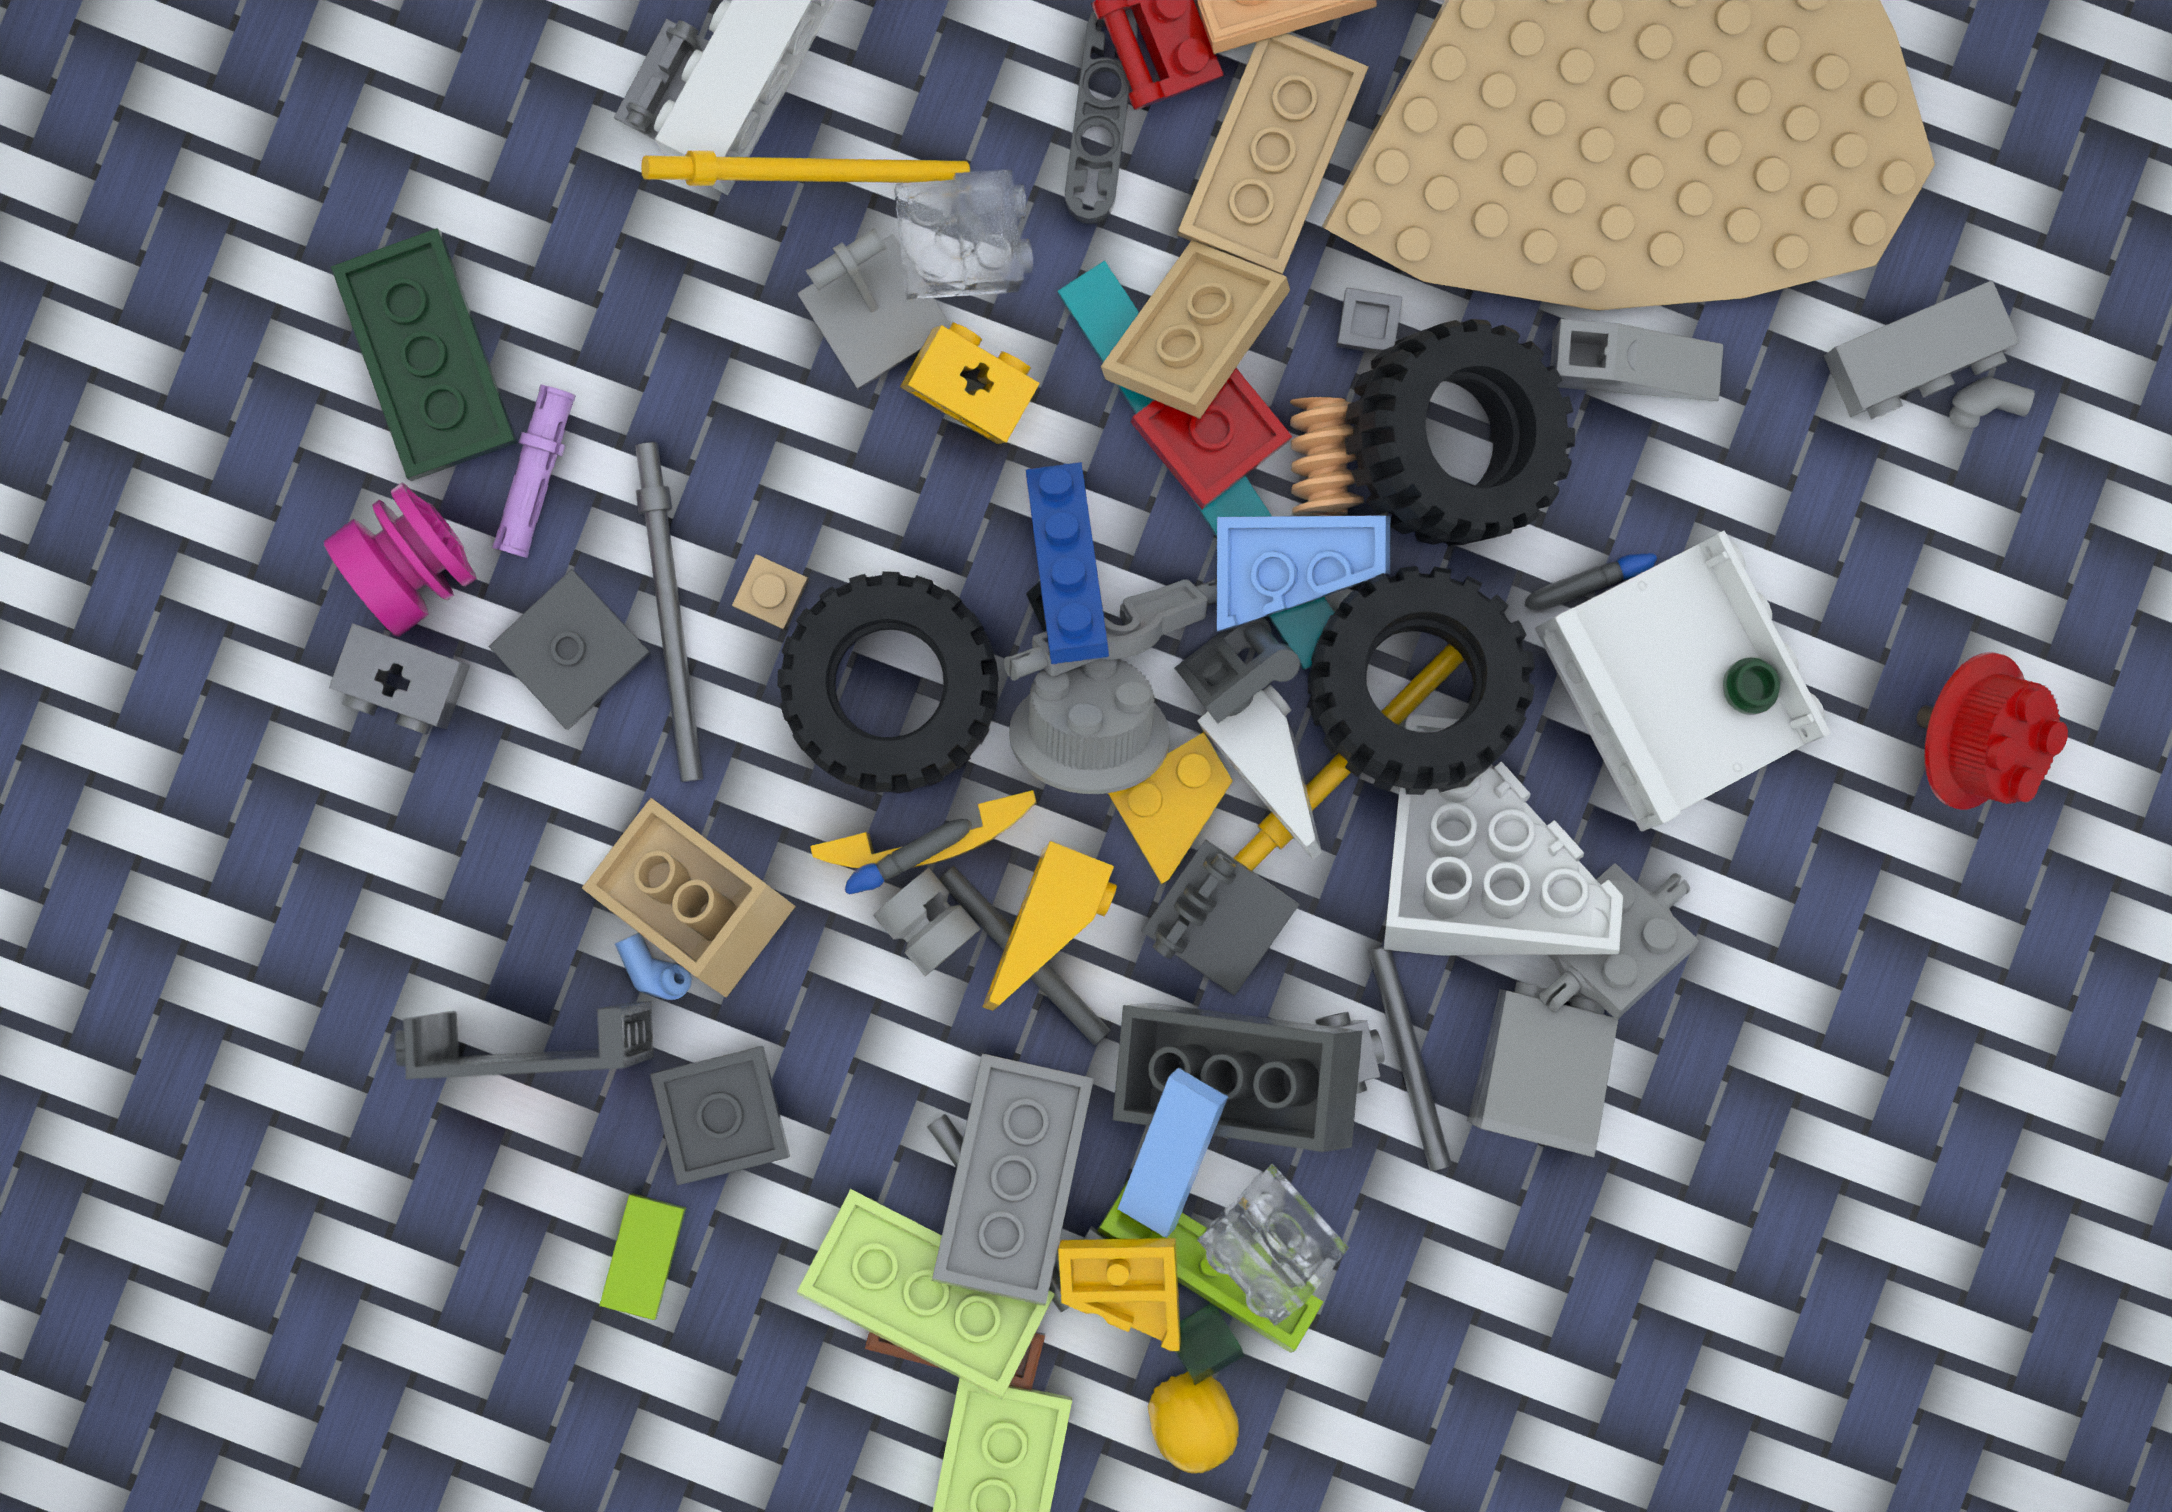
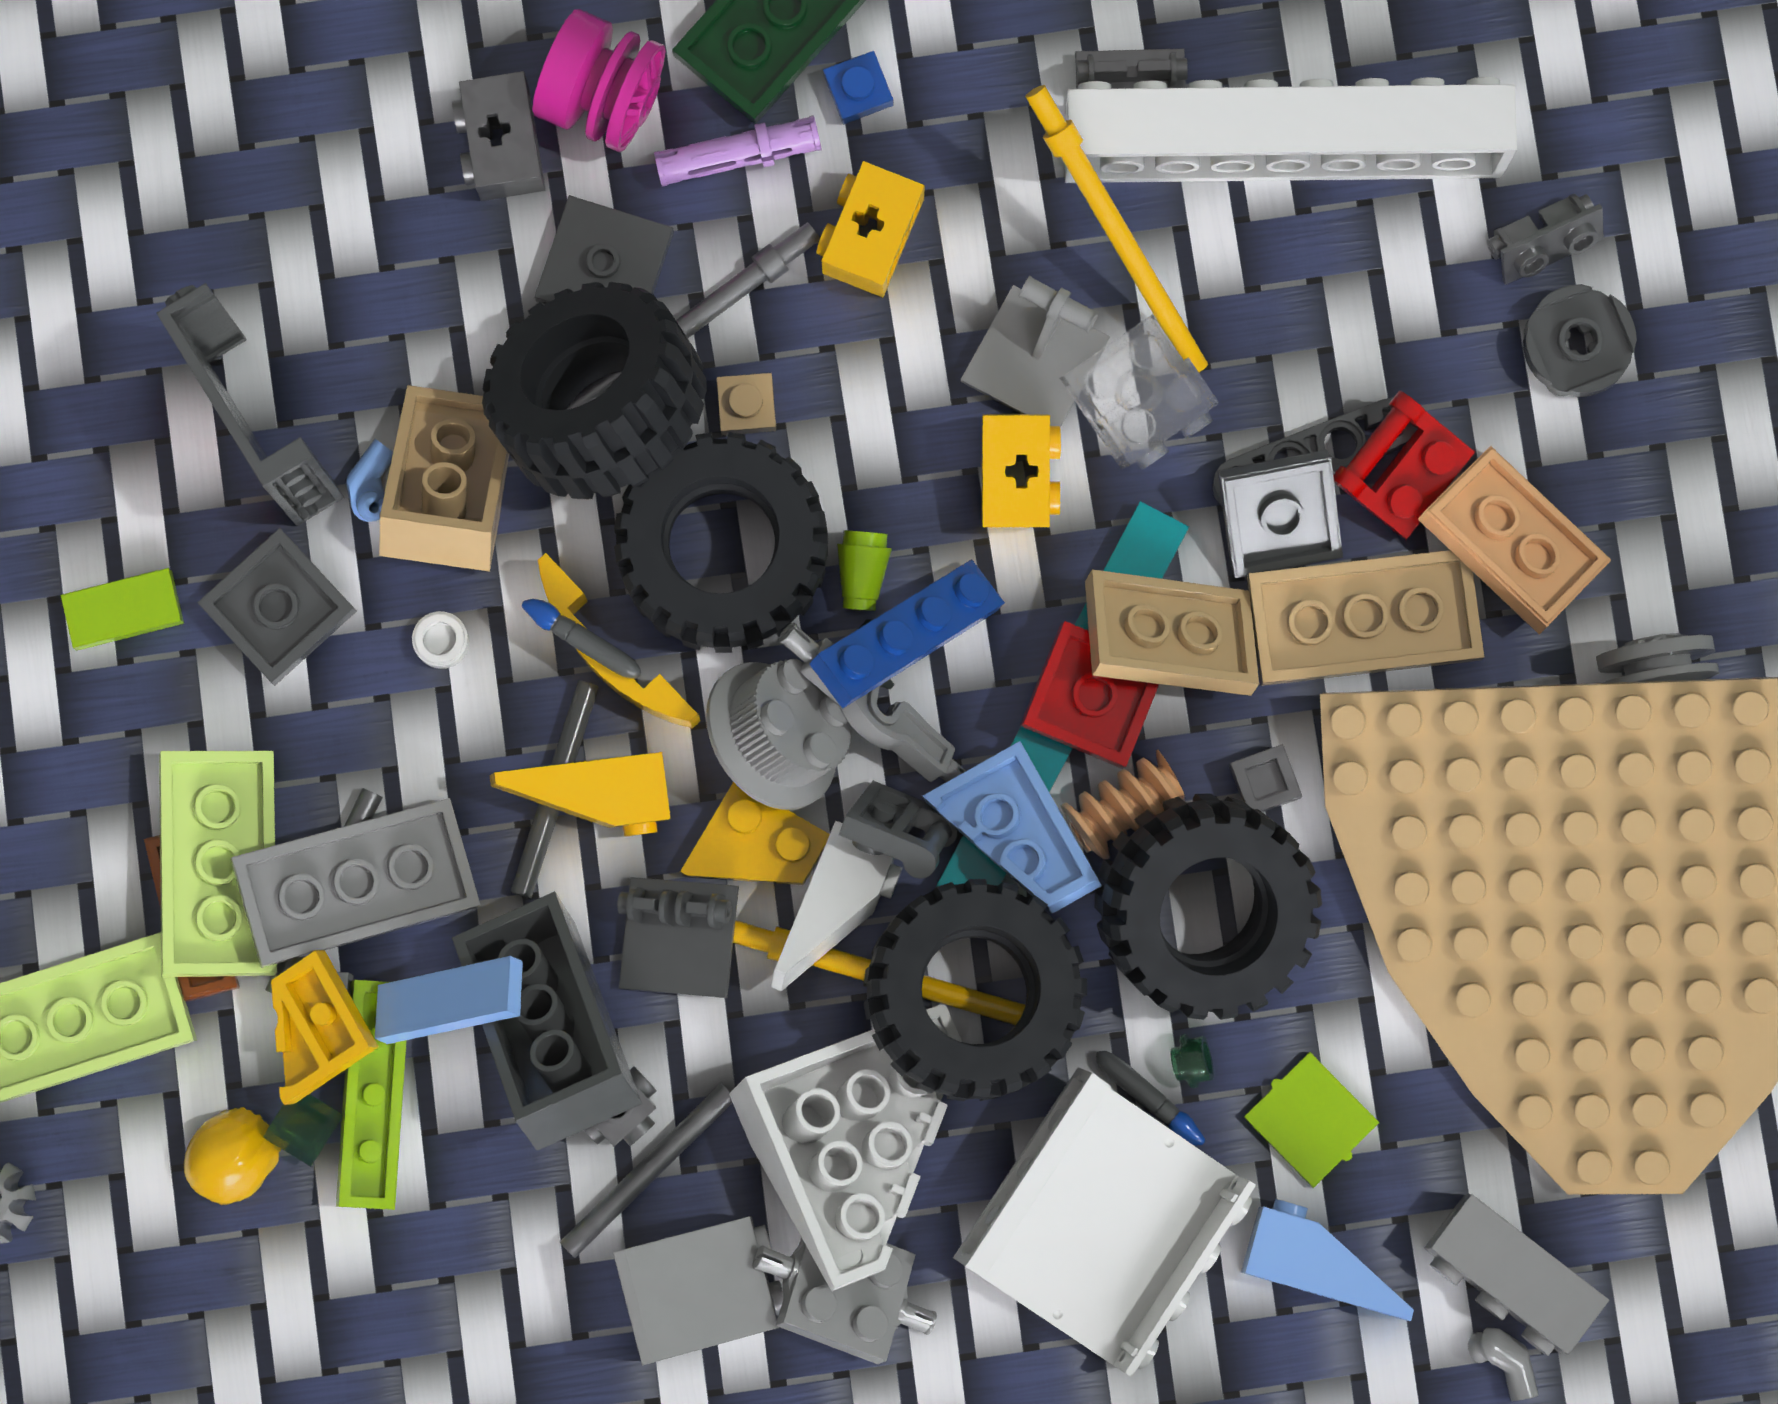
camera: 65 degrees right, 5 degrees down
(535, 330) = (858, 87): none -> blue plate
(634, 732) = (623, 429): none -> black tyre
(661, 359) = (870, 260): none -> yellow brick
(831, 984) = (440, 639): none -> white tile
(926, 922) = (536, 688): light grey wheel -> none
(978, 570) = (862, 568): none -> lime cone
(1140, 172) = (1280, 513): none -> plate
(1272, 1246) = (418, 1136): clear plate -> none
(1580, 525) = (1192, 1060): none -> clear green plate
(1635, 361) = (1361, 1029): light grey slope -> none
(1686, 451) = (1311, 1119): none -> lime piece
(1751, 686) = (1135, 1286): dark green plate -> none
(1808, 522) = (1309, 1258): none -> light blue slope

